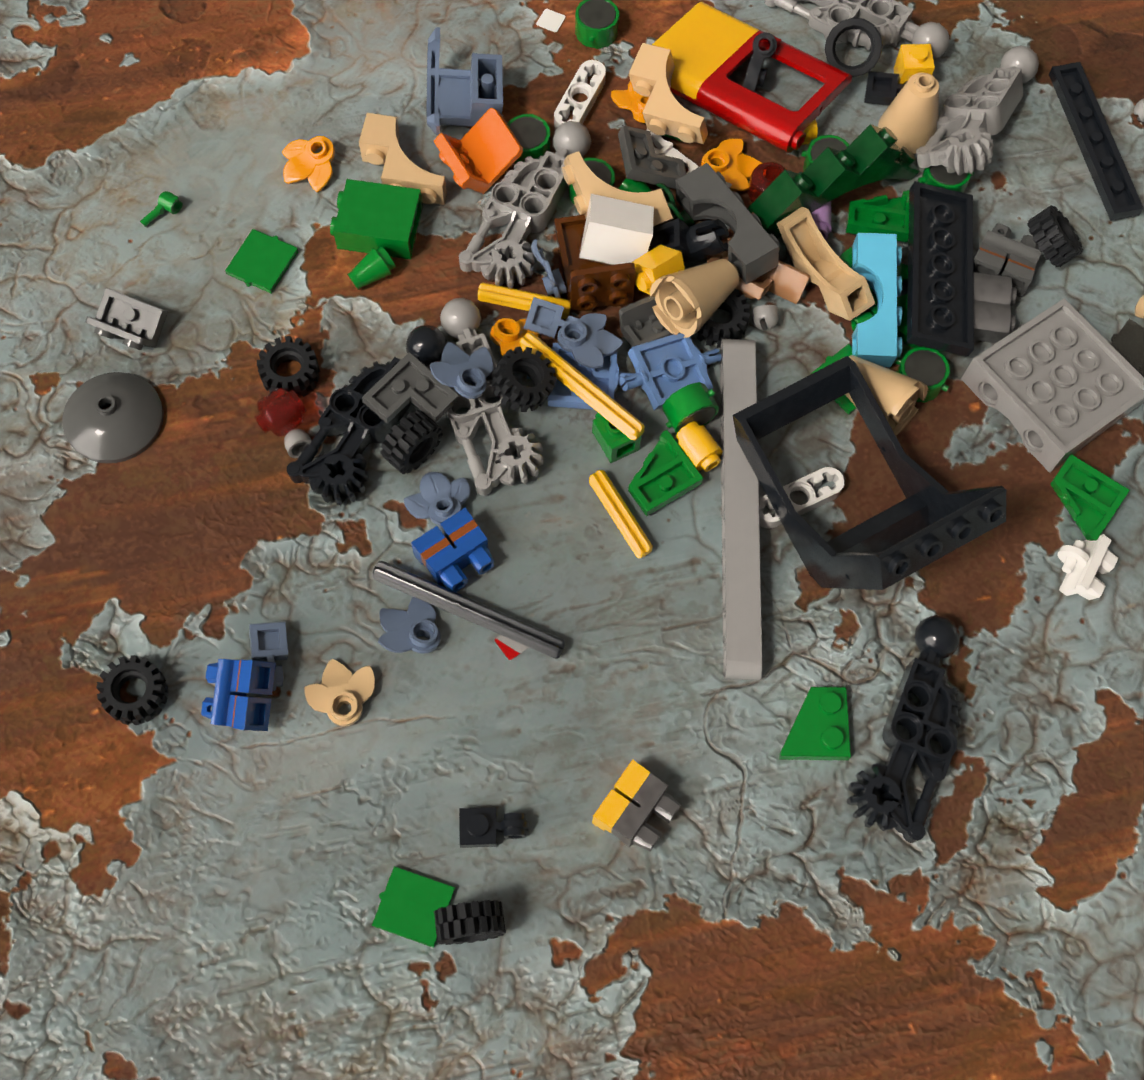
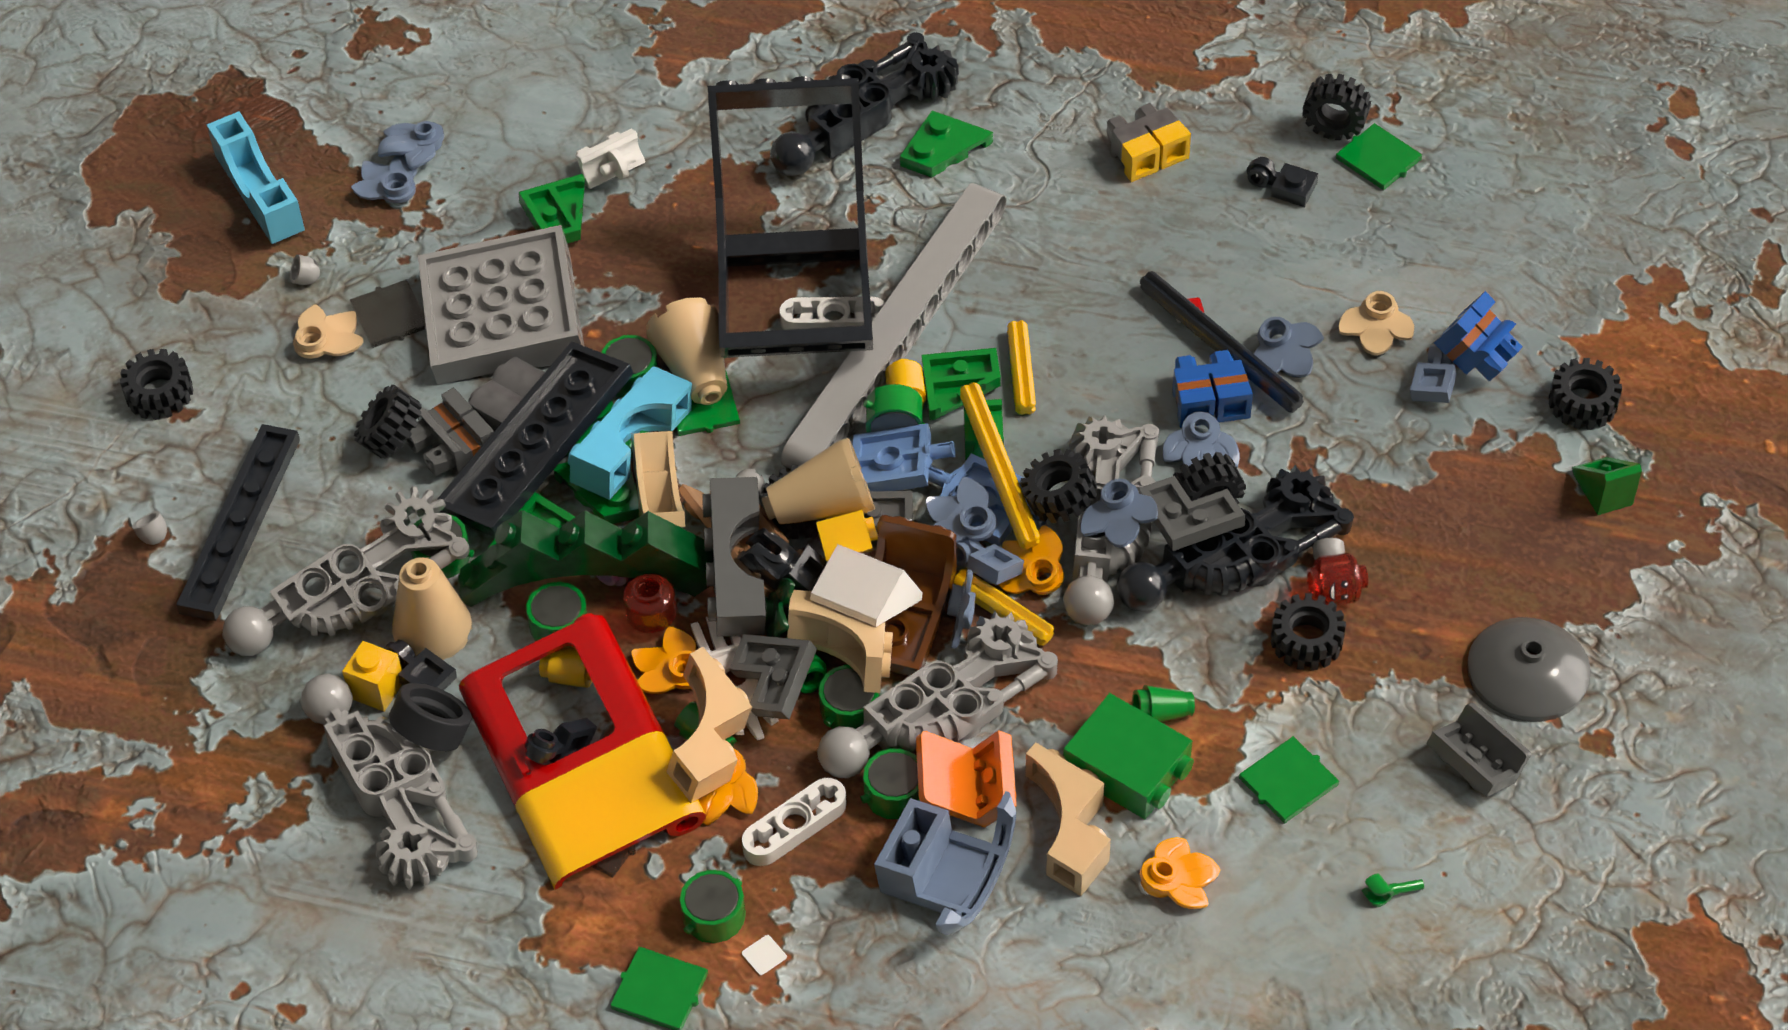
camera: 150 degrees left, 15 degrees down
(90, 602) = (1608, 483): none -> green slope

